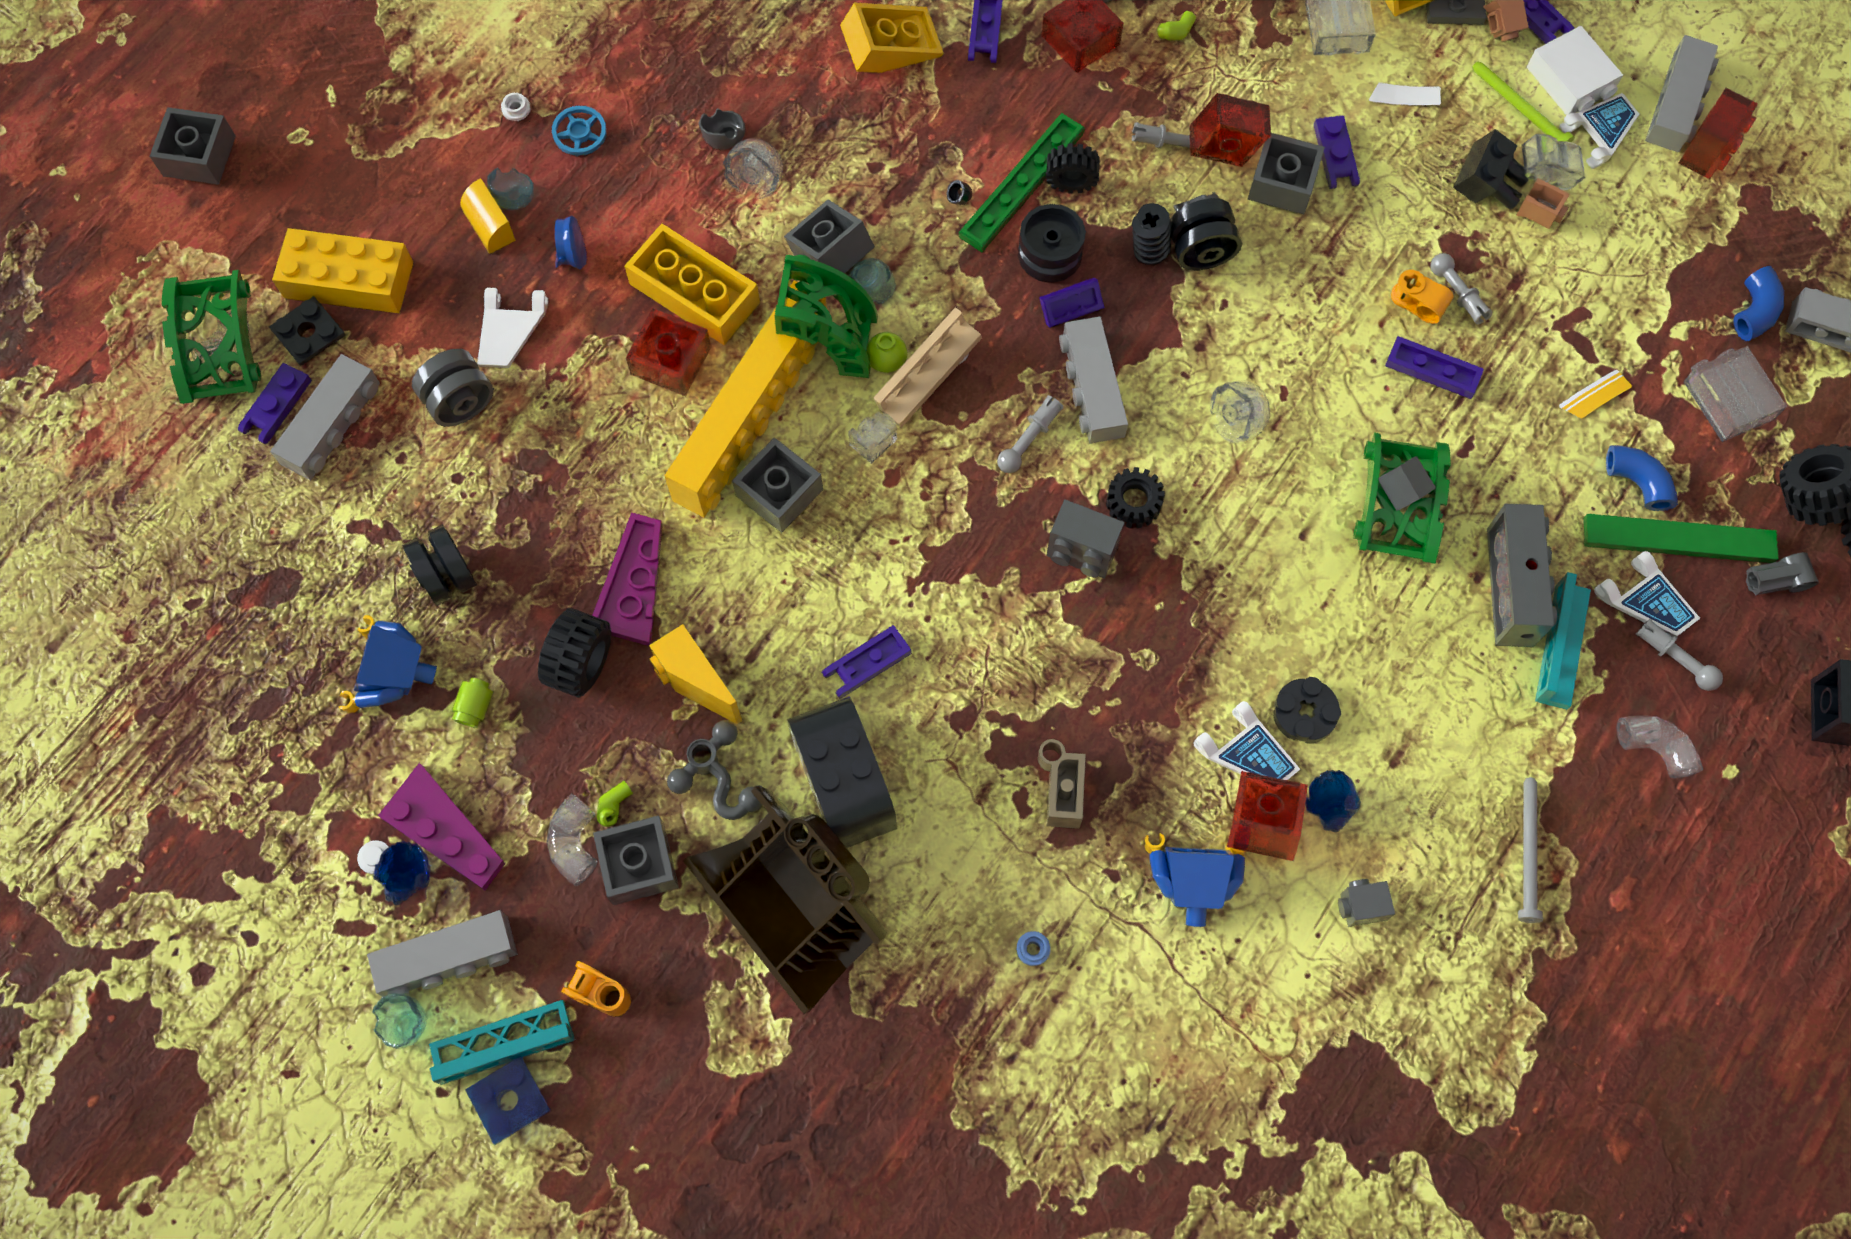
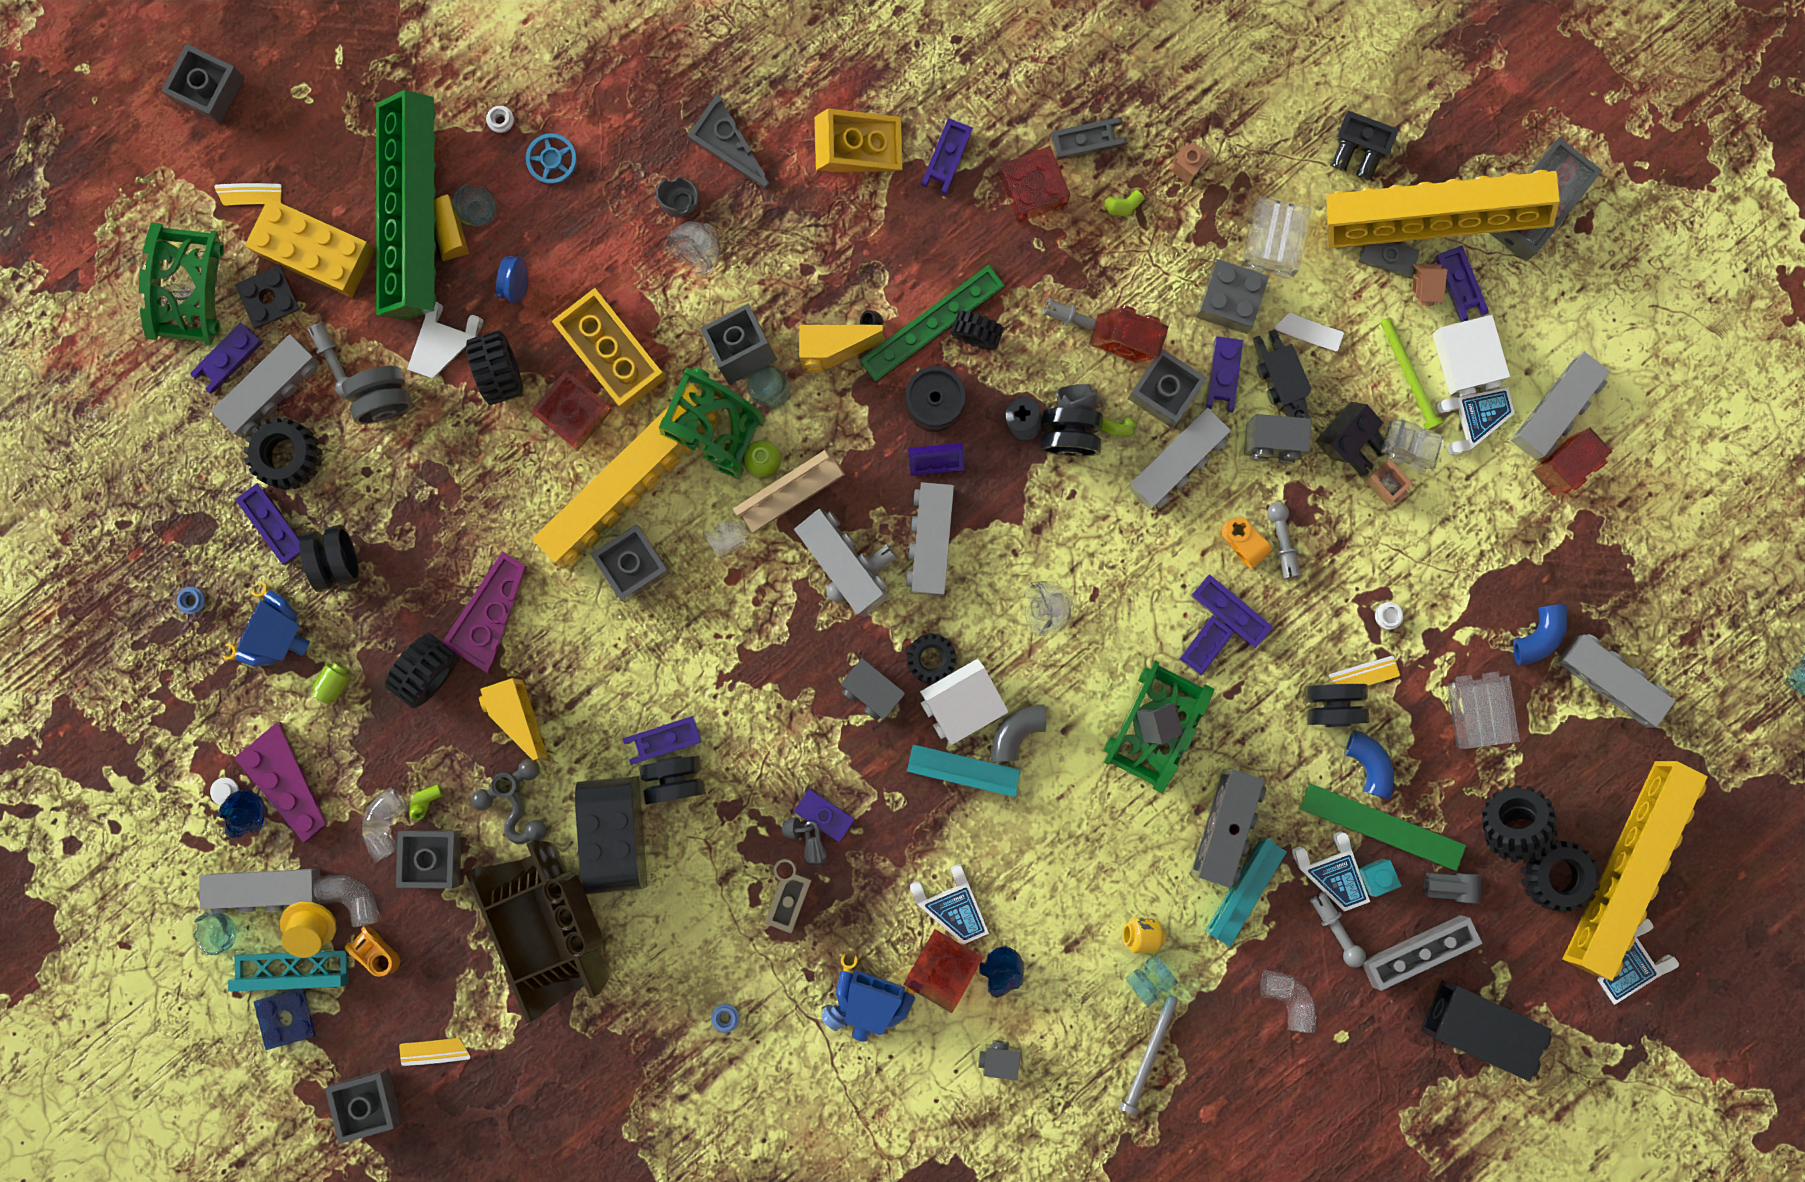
camera: 15 degrees right, 15 degrees up
(257, 243) = (248, 193): none -> yellow sticker
(282, 654) = (183, 597): none -> medium blue plate
(350, 457) = (263, 443): none -> black tyre
(364, 555) = (270, 523): none -> dark purple plate
(384, 364) = (325, 346): none -> light grey pin
(438, 203) = (405, 205): none -> green brick
(510, 979) = (306, 928): none -> yellow piece
(552, 928) = (351, 893): none -> clear cylinder
(575, 326) = (494, 367): none -> black tyre
(631, 1173) = (363, 1105): none -> dark grey brick
(697, 1092) = (433, 1052): none -> yellow sticker
(753, 69) = (720, 137): none -> dark grey wing
(893, 692) = (672, 779): none -> black wheel
(931, 214) = (830, 345): none -> yellow slope
(1009, 422) = (842, 563): none -> light grey brick
(1072, 693) = (826, 815): none -> dark purple plate
(1075, 732) = (814, 850): none -> dark grey piece
(1160, 908) = (834, 1017): none -> medium blue plate
(1187, 527) = (963, 702): none -> white brick
(1211, 604) = (963, 770): none -> teal fence
(1250, 546) = (1015, 729): none -> dark grey cylinder
(1252, 226) = (1114, 428): none -> lime arm
(1309, 692) = (1020, 872): black plate -> none
(1318, 77) = (1232, 296): none -> dark grey brick
(1322, 238) = (1179, 459): none -> light grey brick
(1397, 136) = (1283, 376): none -> black hinge
(1416, 186) = (1277, 438): none -> dark grey brick
(1421, 407) = (1206, 645): none -> dark purple plate
(1473, 719) = (1144, 935): none -> yellow head
(1500, 765) = (1144, 987): none -> clear light blue wheel
(1584, 420) = (1337, 704): none -> black wheel
(1597, 329) = (1389, 615): none -> white plate
(1701, 585) = (1379, 877): none -> teal brick
(1780, 649) = (1421, 952): none -> light grey brick

